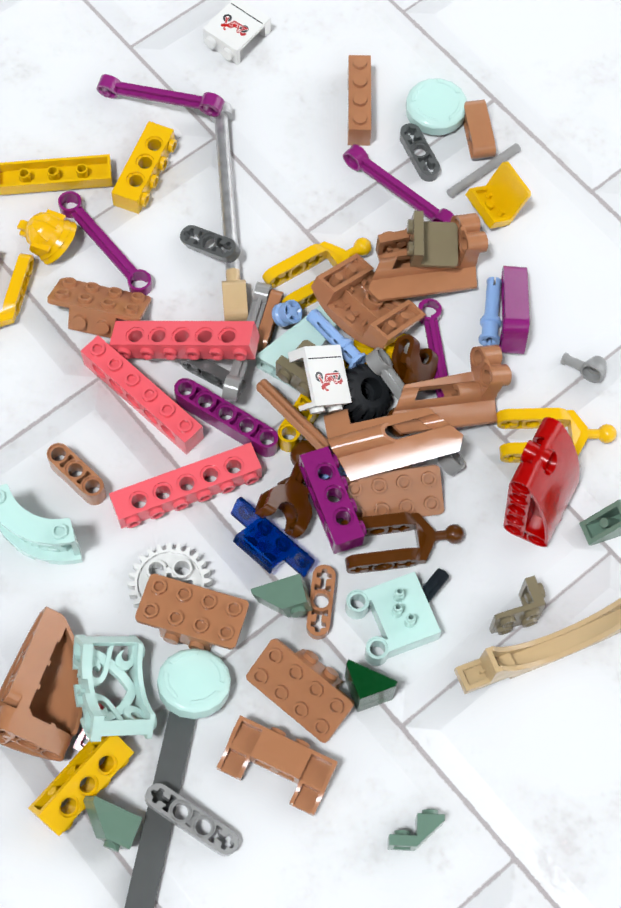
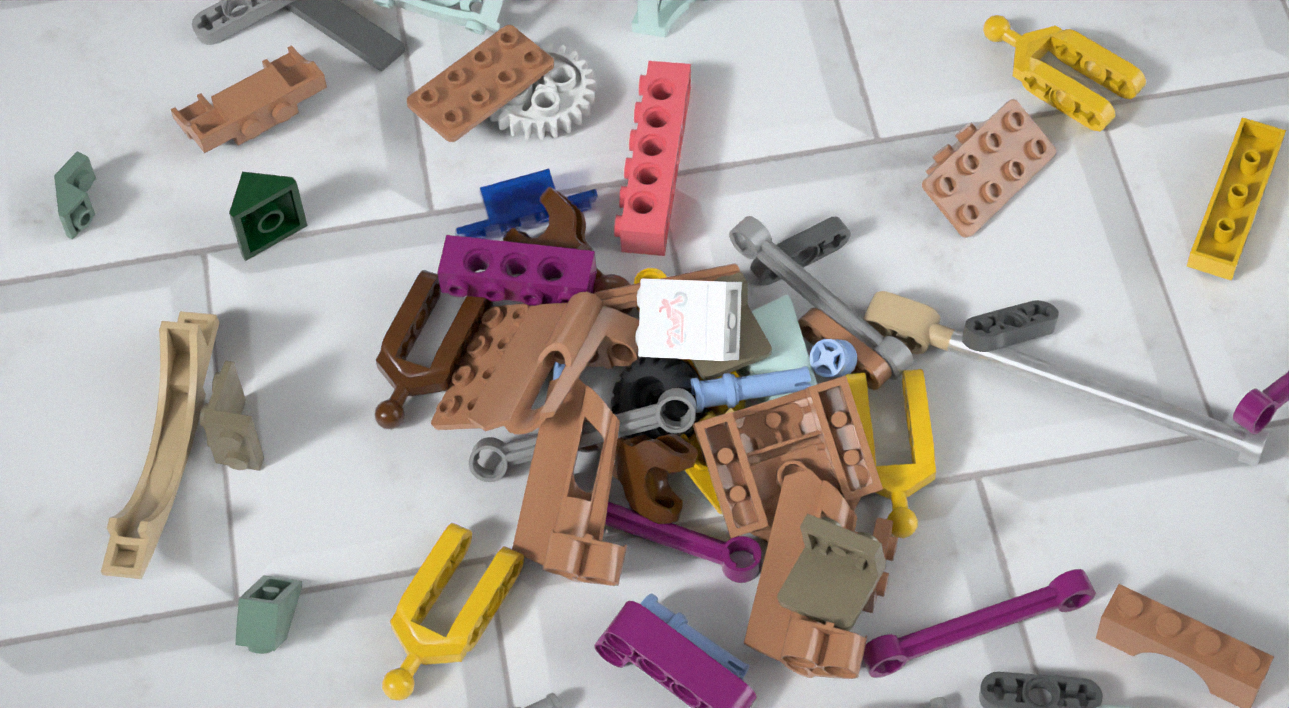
camera: 125 degrees right, 10 degrees down
(48, 234) = (1131, 149): yellow helmet -> none
(71, 464) = (745, 55): nougat beam -> none
(104, 242) = (1086, 215): magenta piece -> none
(142, 394) = (814, 158): coral brick -> none
(153, 138) = (1214, 310): yellow brick -> none
(186, 340) = (854, 219): coral brick -> none
(193, 683) = (396, 56): light aqua piece -> none
(221, 407) = (704, 243): magenta beam -> none
(285, 596) = (434, 186): sand green slope -> none
(302, 688) = (325, 167): nougat bracket -> none
(316, 583) = (401, 221): nougat beam -> none
(400, 612) = (331, 301): light aqua piece -> none
(542, 484) = (355, 496): red panel -> none

